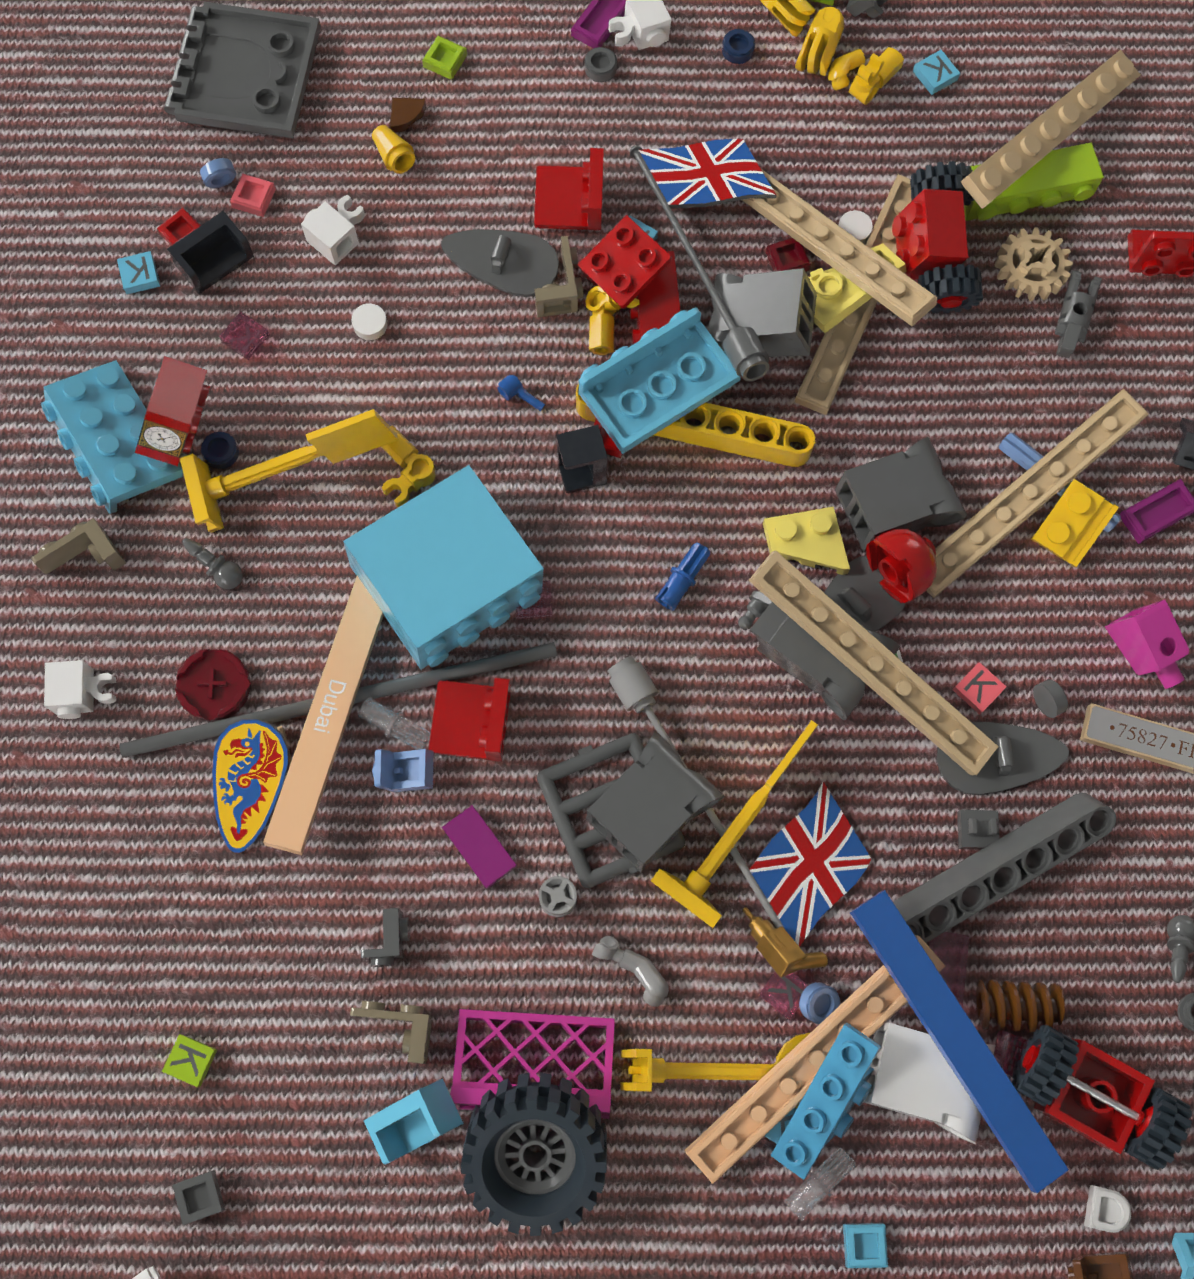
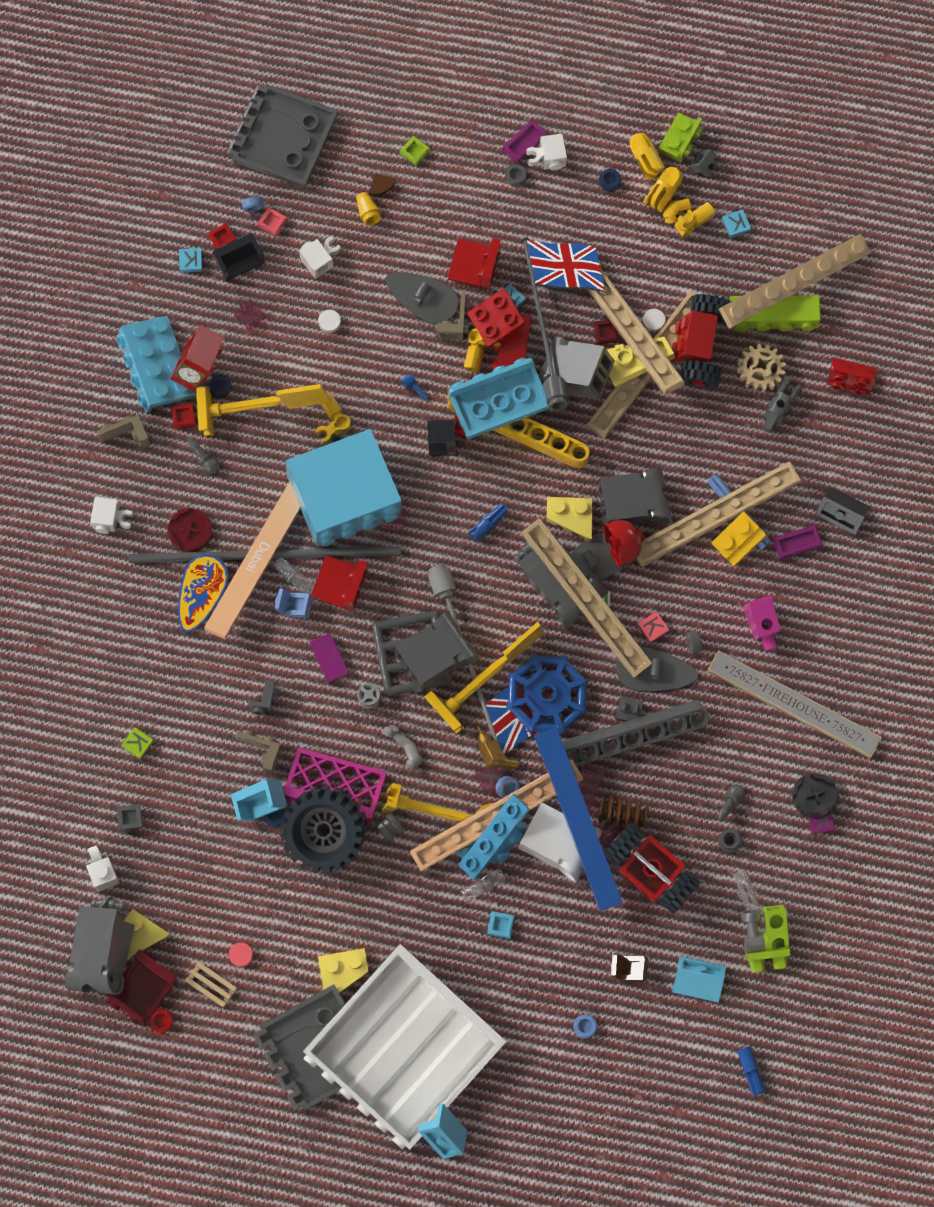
camera: 15 degrees right, 0 degrees up
(170, 508) = (183, 416): none -> red tile
(448, 1143) = (274, 819): none -> dark blue tile
(641, 1116) = (389, 827): none -> dark grey wheel
(824, 839) = (544, 706): none -> blue plate
(1107, 1210) = (644, 936): white tile -> none

